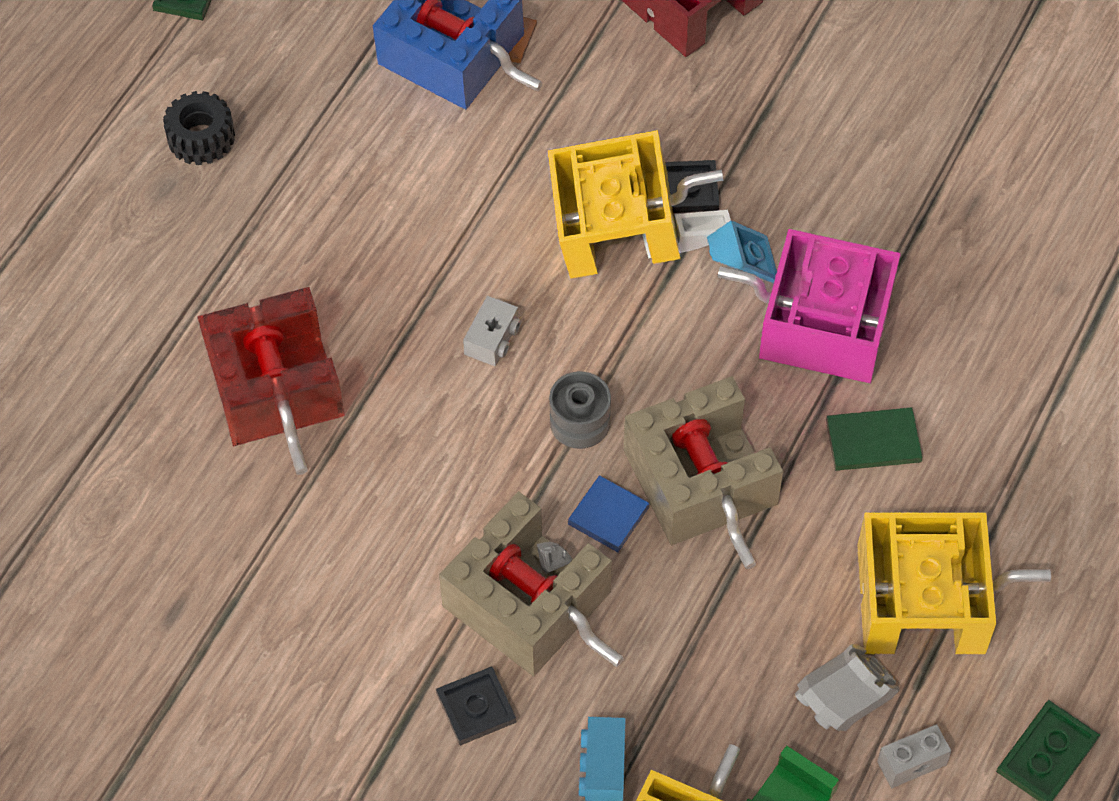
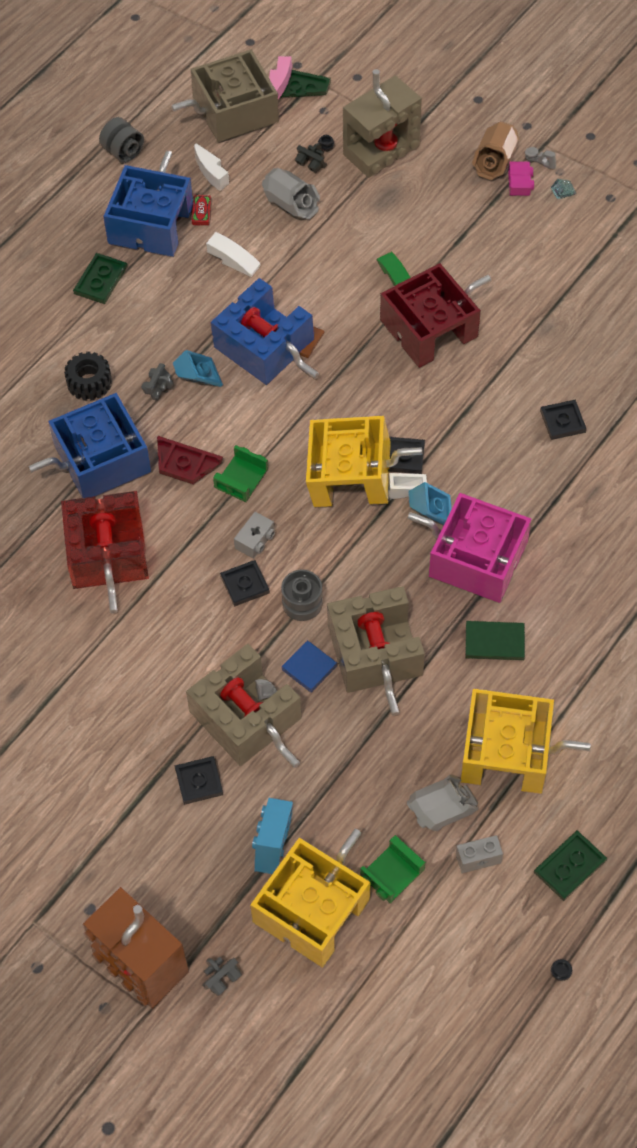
camera: 10 degrees right, 0 degrees up
(260, 223) = (113, 448): none -> blue piece
(307, 123) = (159, 381): none -> dark grey hips
(359, 97) = (197, 368): none -> dark azure slope
(366, 235) = (185, 461): none -> dark red wing
(455, 243) = (241, 474): none -> green panel
(489, 403) = (244, 583): none -> black tile
(909, 106) = (563, 419): none -> black tile

